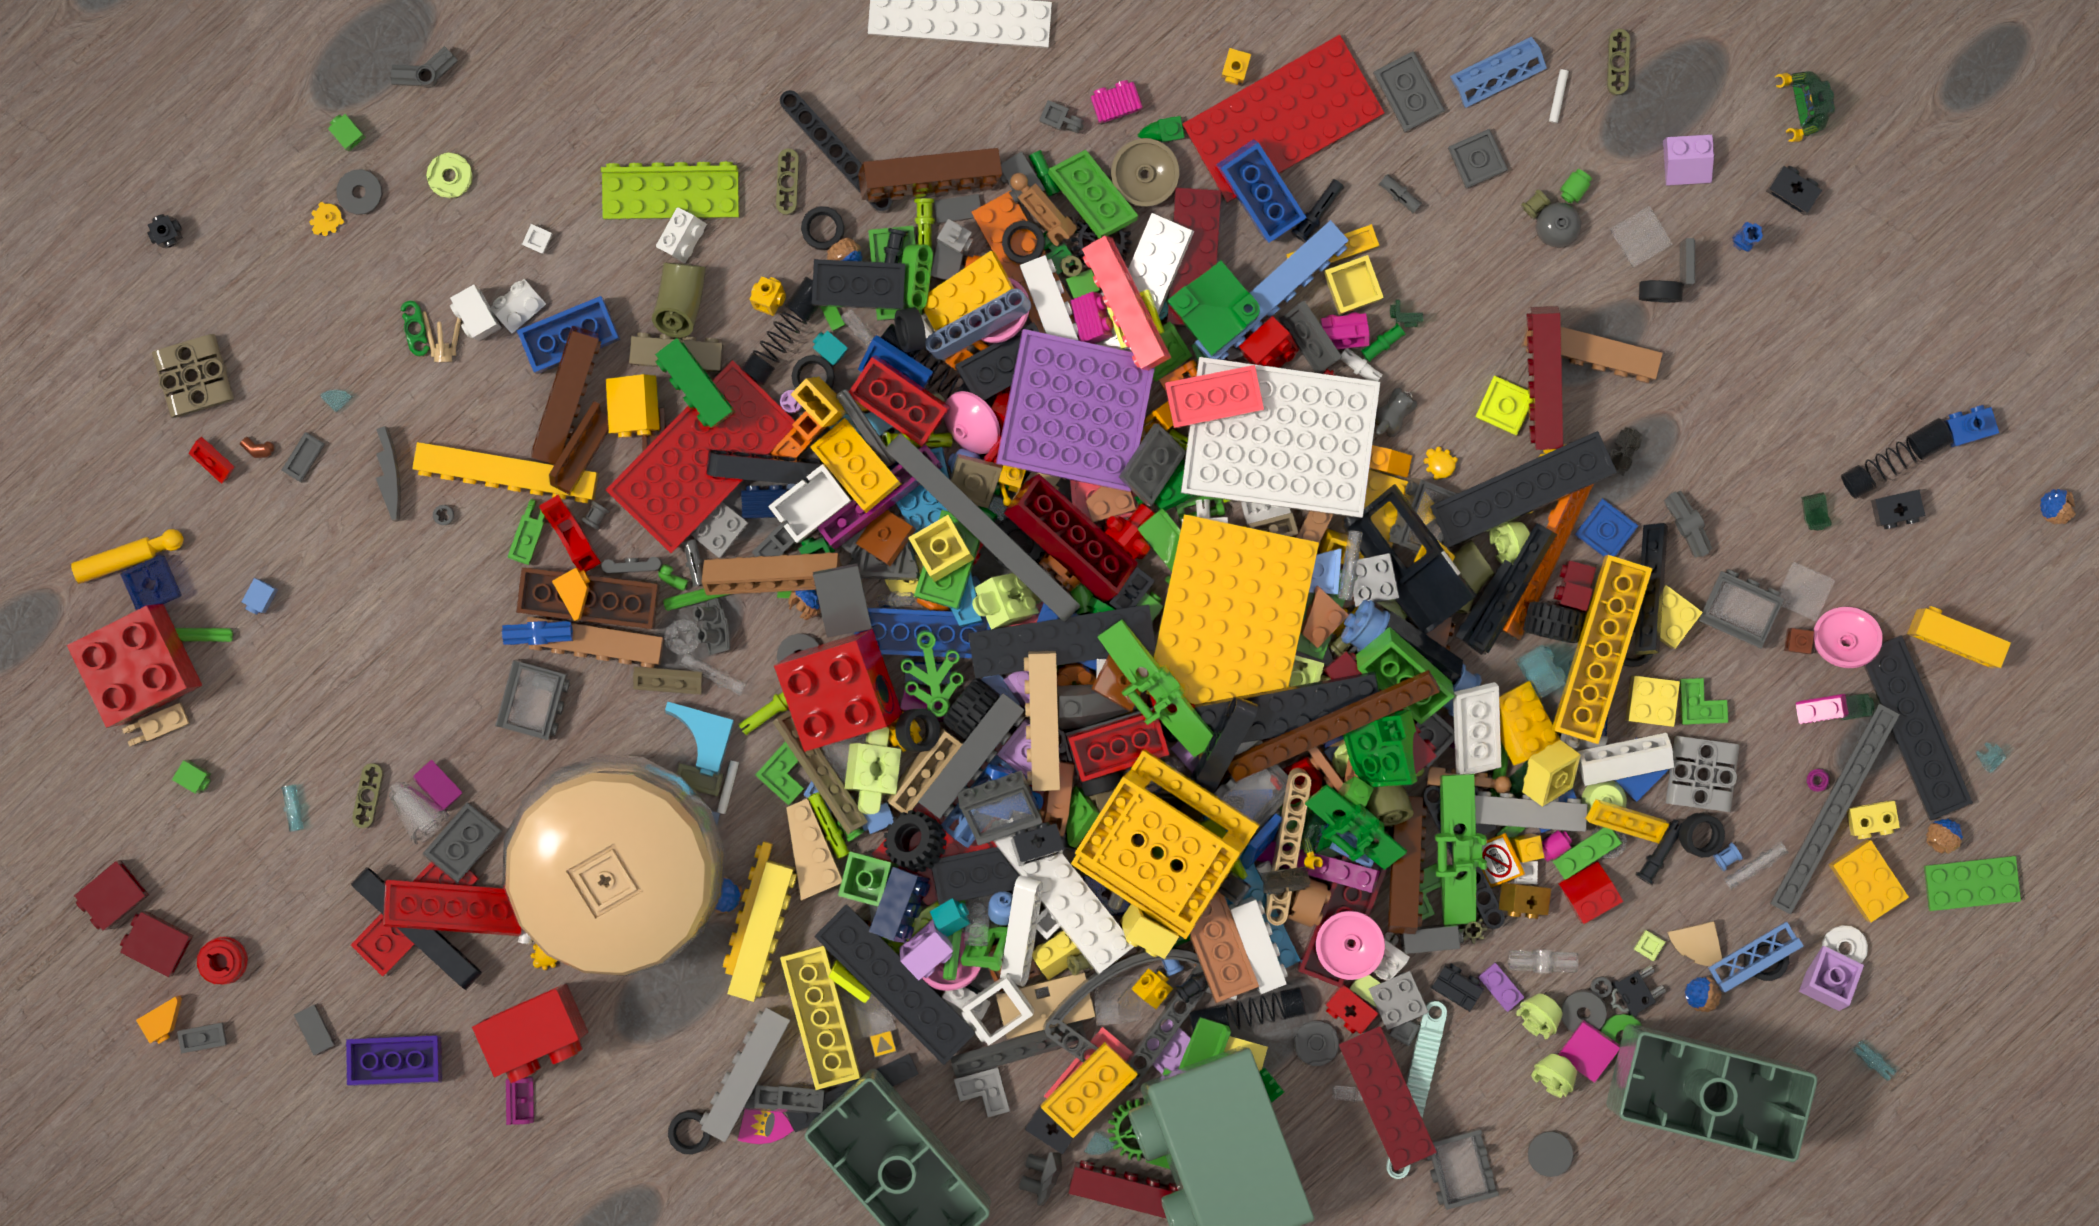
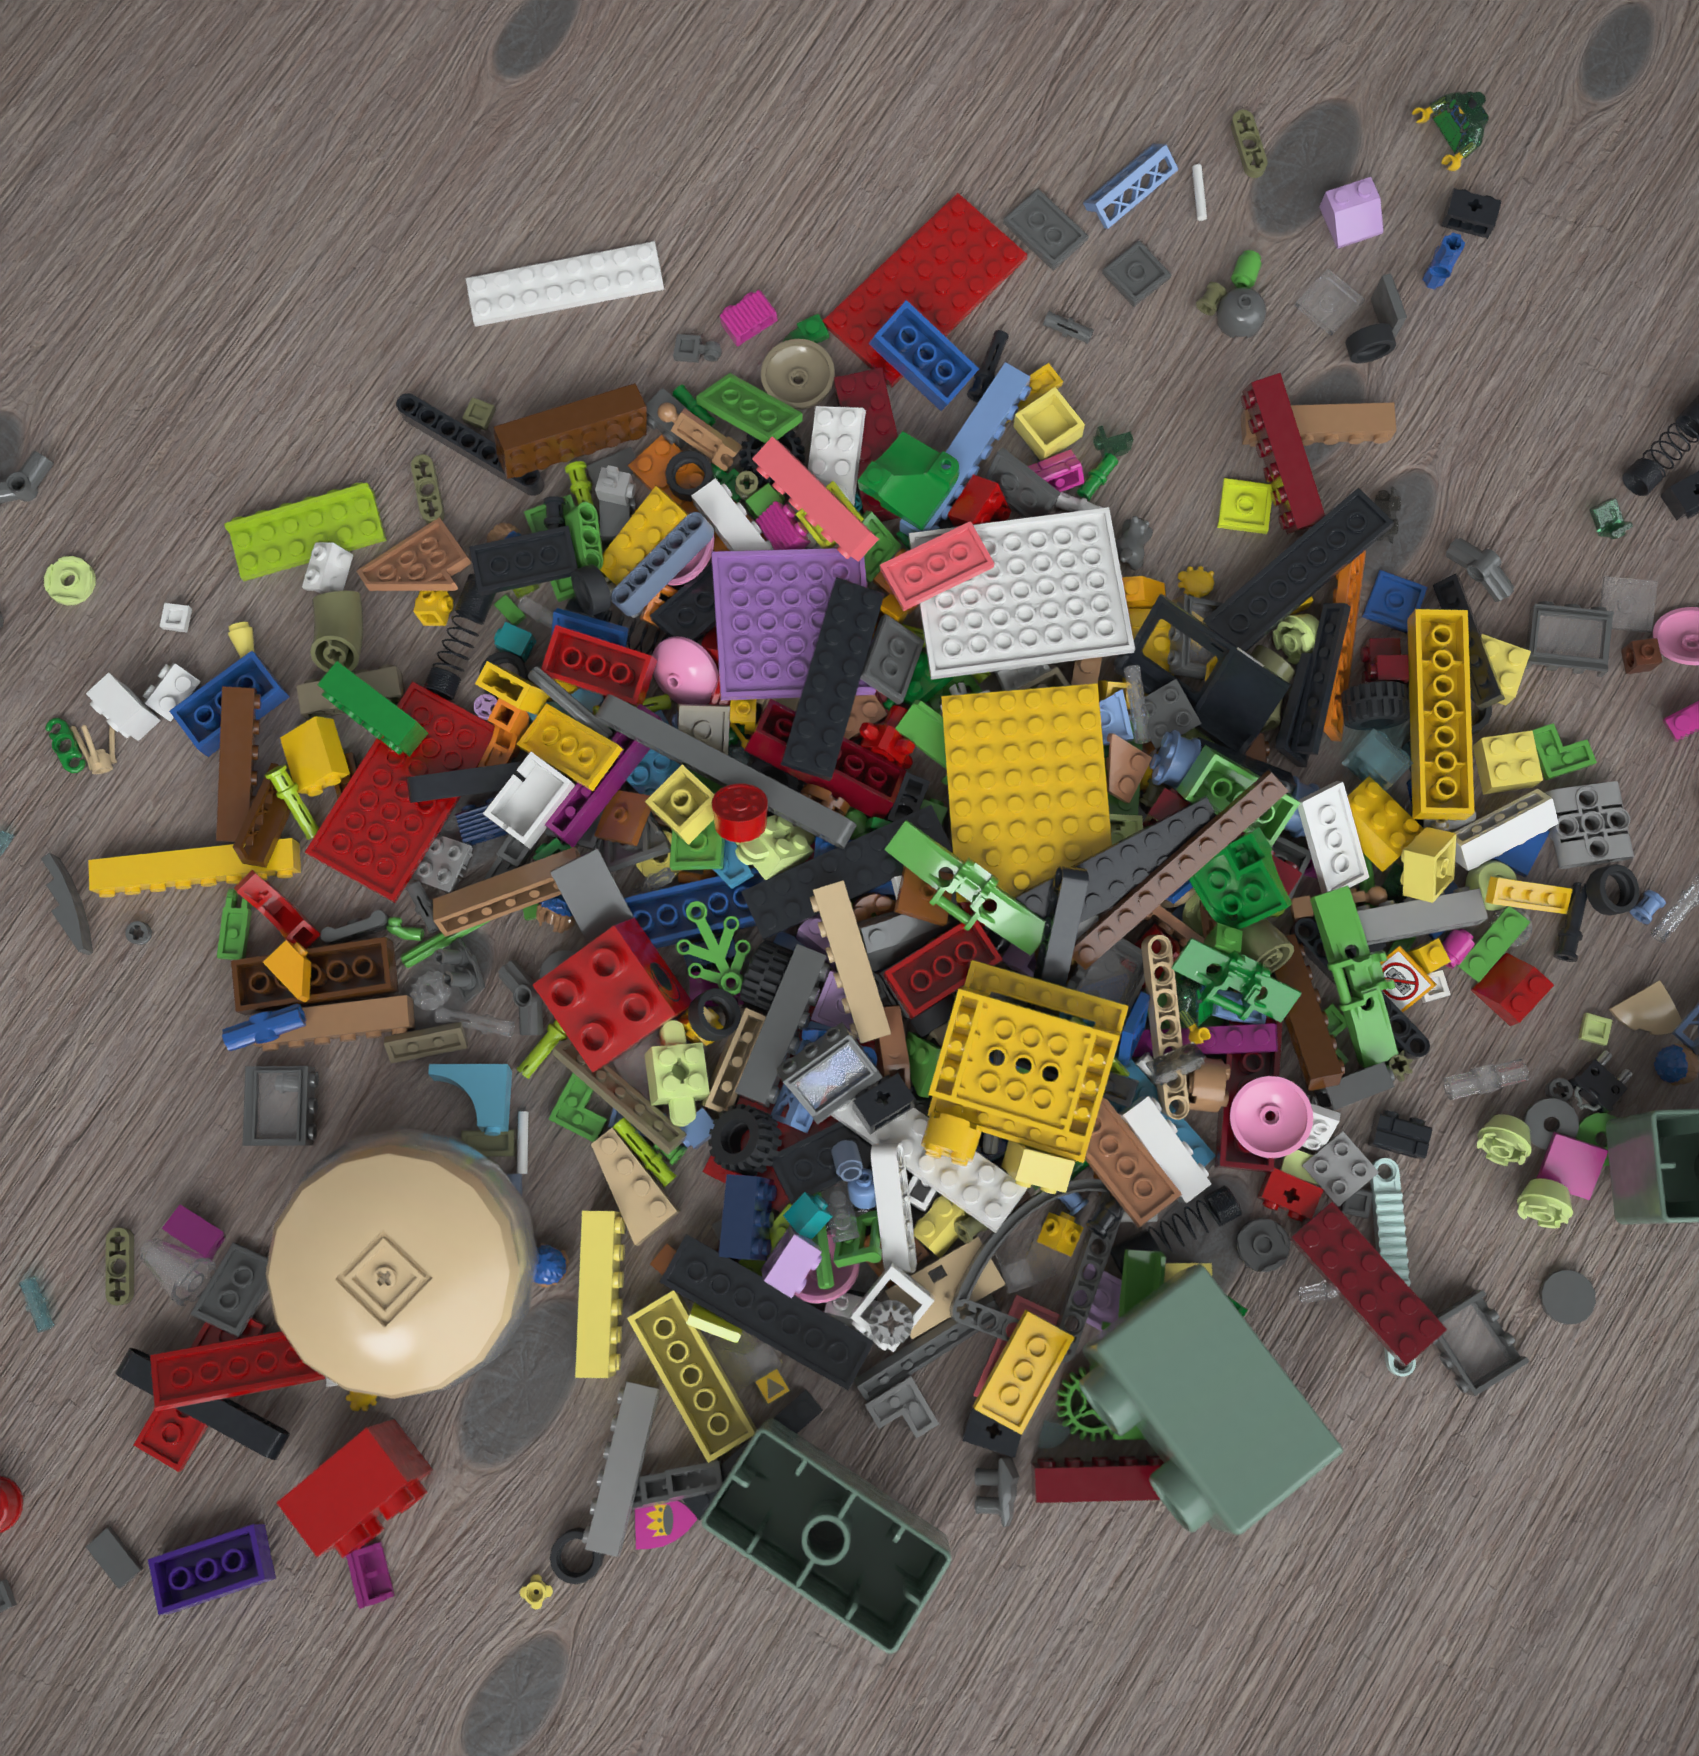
camera: 10 degrees left, 10 degrees down
(591, 276) = (242, 637): none -> light yellow cone
(595, 515) = (304, 886): dark grey bush -> none
(603, 432) = (288, 791): none -> lime pin
(643, 1150) = (536, 1599): none -> light yellow plate
(760, 655) = (524, 997): none -> dark grey piece
(762, 854) = (577, 1205): yellow plate -> none
(764, 252) = (418, 563): none -> nougat wing
(805, 227) = (464, 510): black tyre -> none
(821, 917) = (663, 1259): none -> dark orange tile
(851, 124) = (479, 413): none -> olive plate
(865, 878) = (699, 1199): bright green brick -> none
(985, 572) = (740, 812): none -> red wheel
(994, 882) = (847, 1160): none -> sand blue brick
(1003, 1017) = (900, 1312): none -> light grey gear
(1084, 890) = (950, 1138): none -> yellow brick
(1096, 472) = (832, 679): none -> black plate
(1235, 66) = (861, 249): yellow brick -> none
(1501, 987) = (1448, 1122): medium lavender plate -> none
(1524, 899) = (1444, 1014): pearl gold brick -> none

